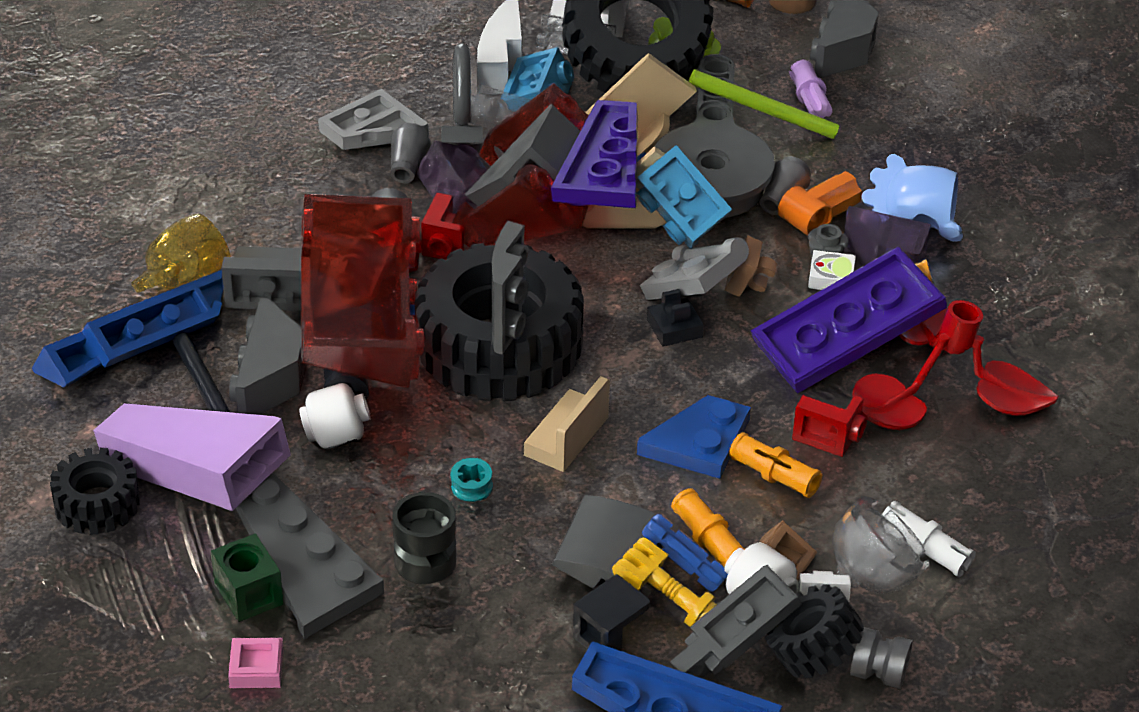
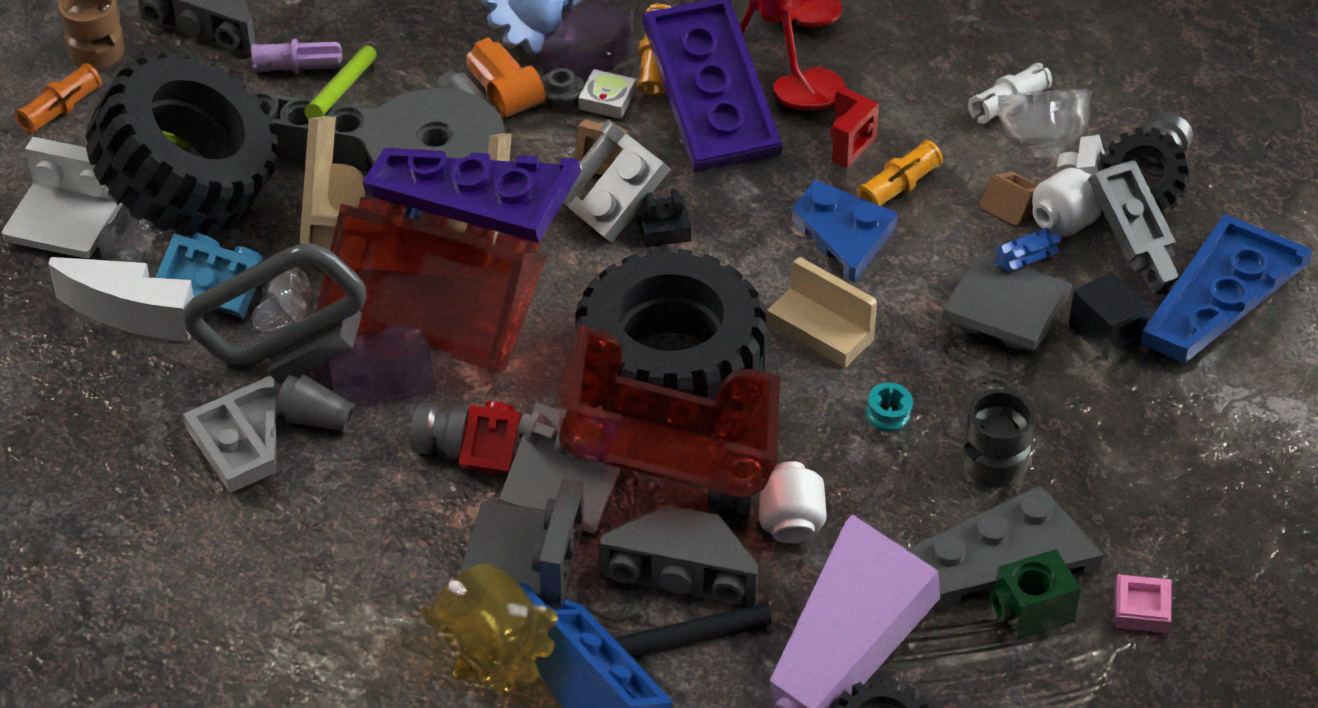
camera: 80 degrees left, 5 degrees up
(438, 232) = (468, 384): red bracket -> none
(508, 286) = (726, 277): dark grey slope -> none
(541, 144) = (442, 271): dark grey slope -> none
(644, 565) = (1090, 257): yellow hinge -> none
(681, 197) = (548, 136): dark azure bracket -> none
(708, 529) = (987, 233): light orange pin -> none

